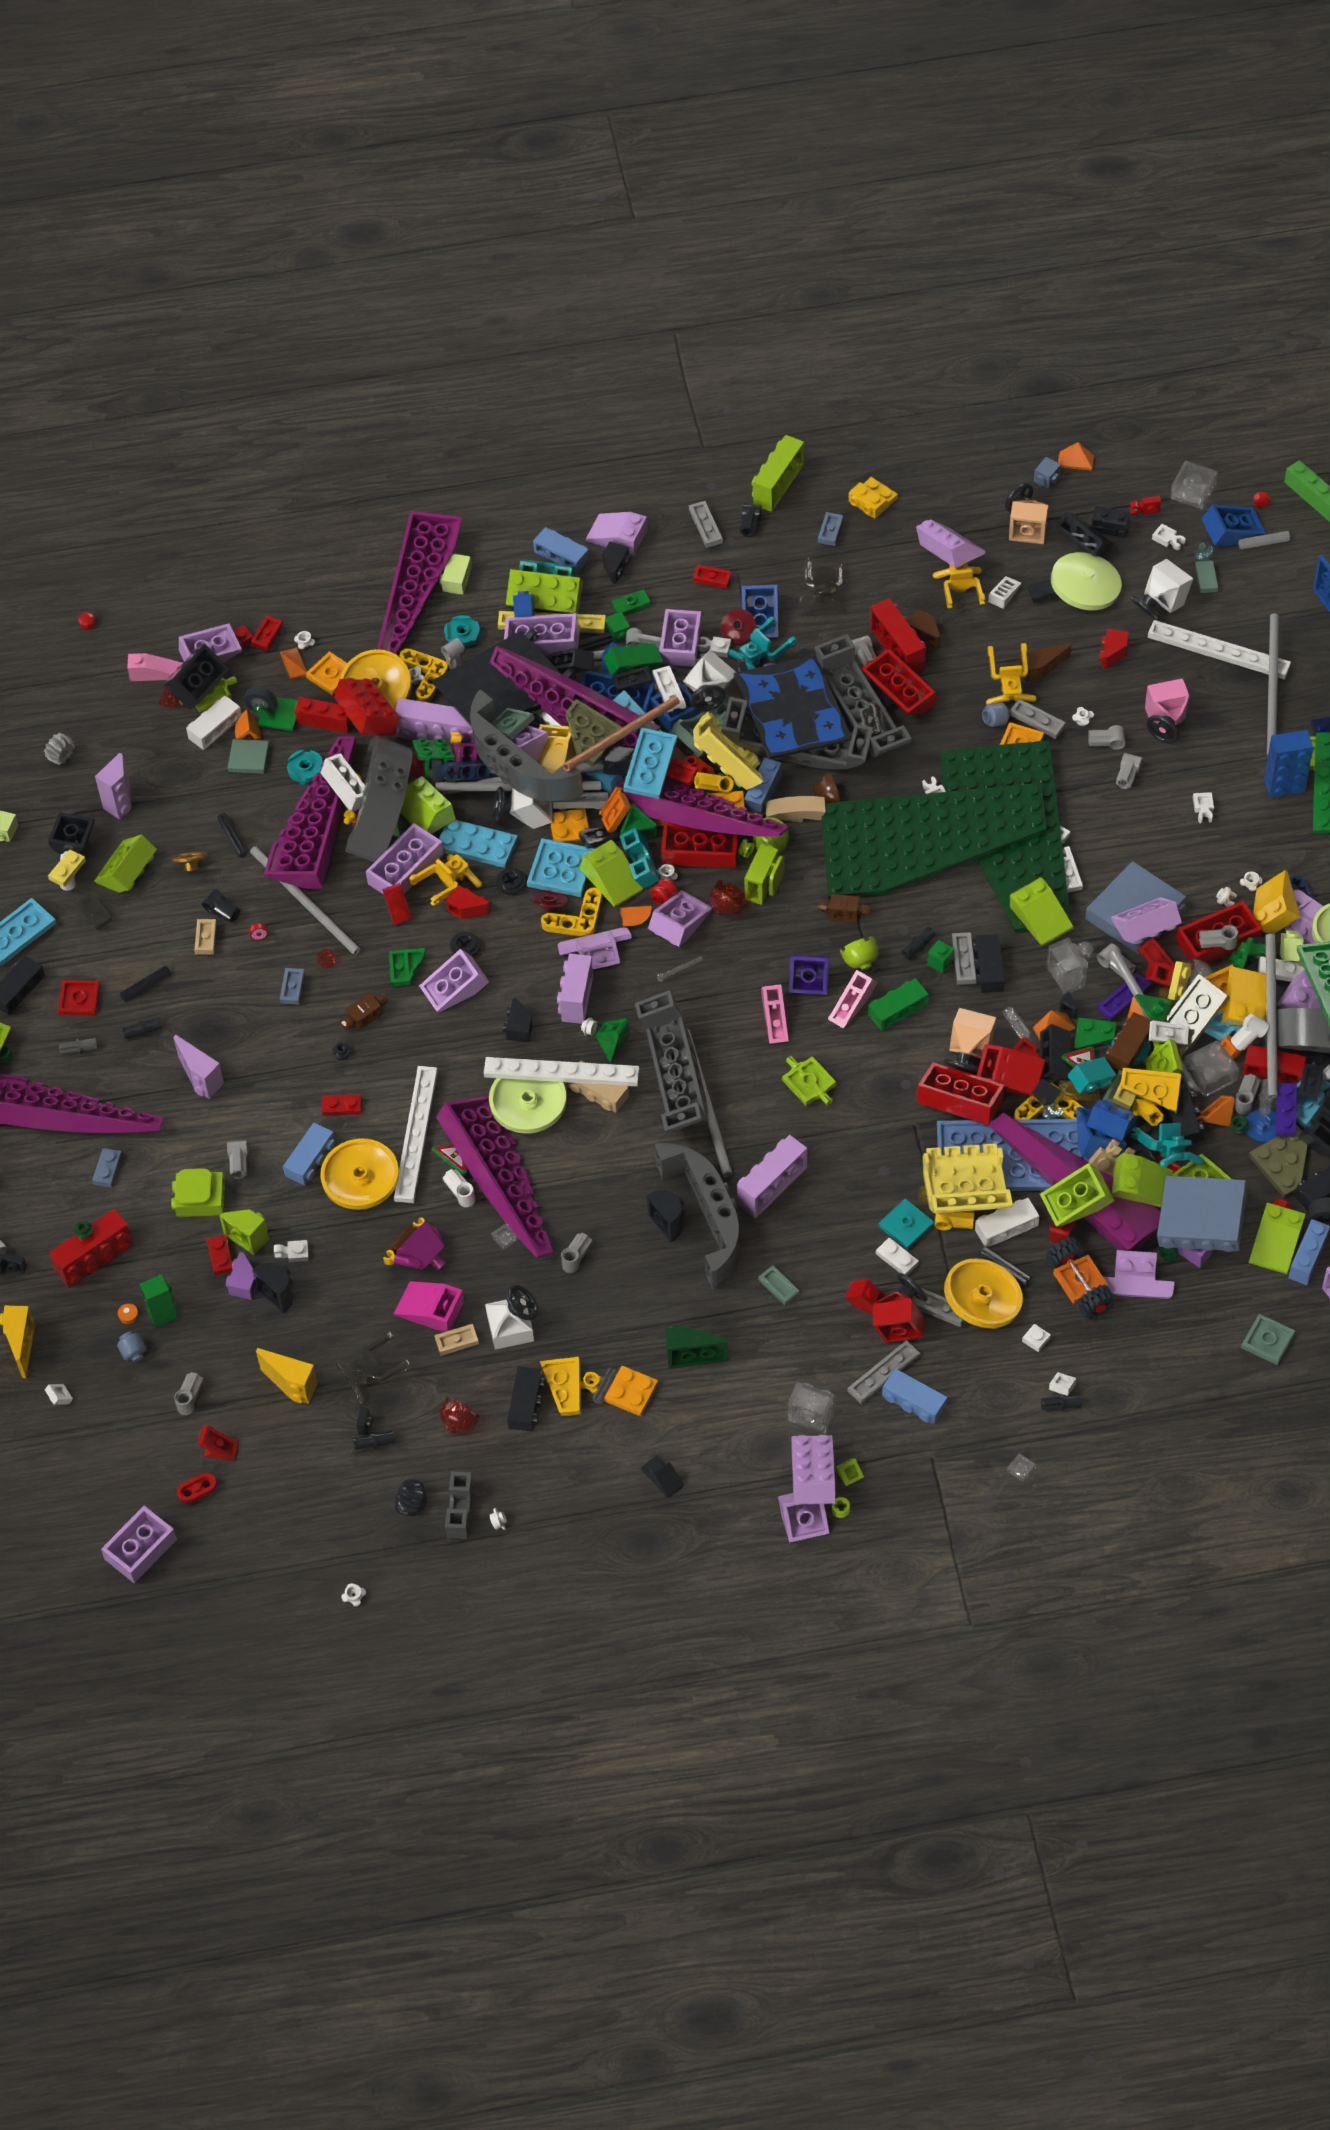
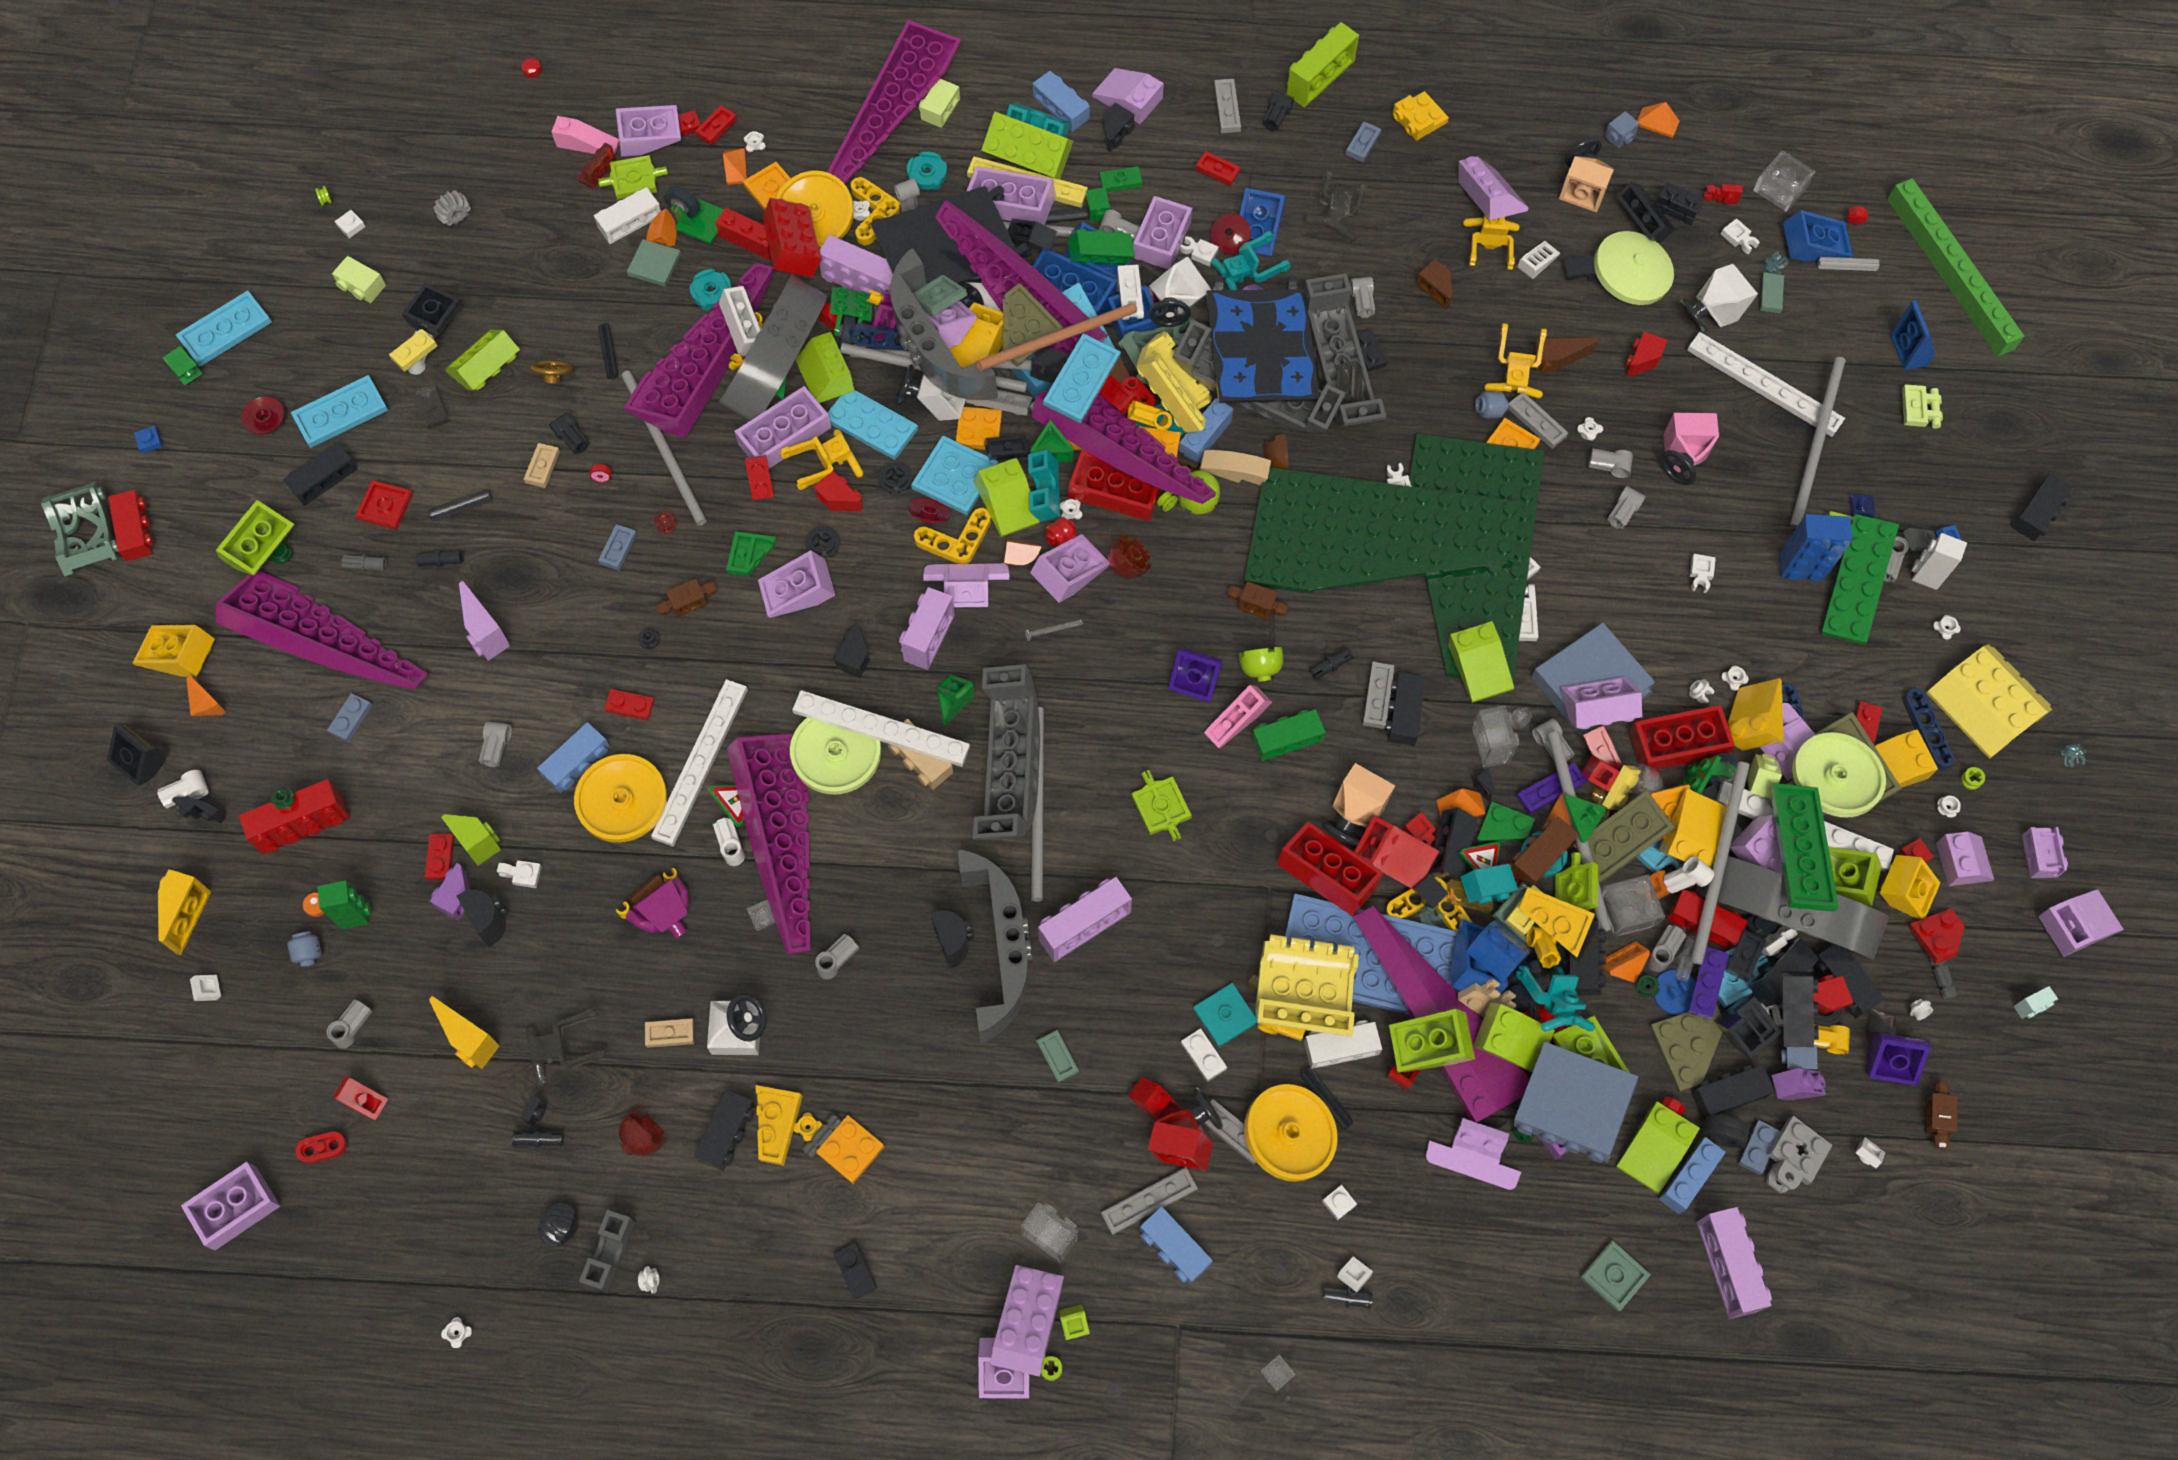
camera: 10 degrees right, 10 degrees up
(115, 787) = (494, 266): lavender slope -> none
(197, 676) = (619, 159): black brick -> none
(198, 1193) = (437, 776): lime brick -> none
(430, 1305) = (652, 982): dark pink slope -> none
(523, 604) = (999, 155): blue brick -> none
(589, 1027) = (931, 677): white plate -> none
(614, 809) = (1030, 422): orange plate -> none
(632, 679) = (1092, 271): black plate -> none
(693, 1347) = (927, 1115): dark green slope -> none
(764, 874) = (1177, 539): lime brick -> none
(774, 1013) = (1144, 713): bright pink slope -> none
(896, 634) = (1404, 288): red brick -> none
(900, 683) = (1392, 343): red slope -> none
(940, 956) = (1352, 687): green brick -> none
(1016, 1022) = (1418, 791): clear axle -> none
(1080, 1278) = (1410, 1143): plate -> none
(1163, 1031) = (1592, 851): white plate -> none
(1219, 938) = (1679, 747): light grey piece -> none

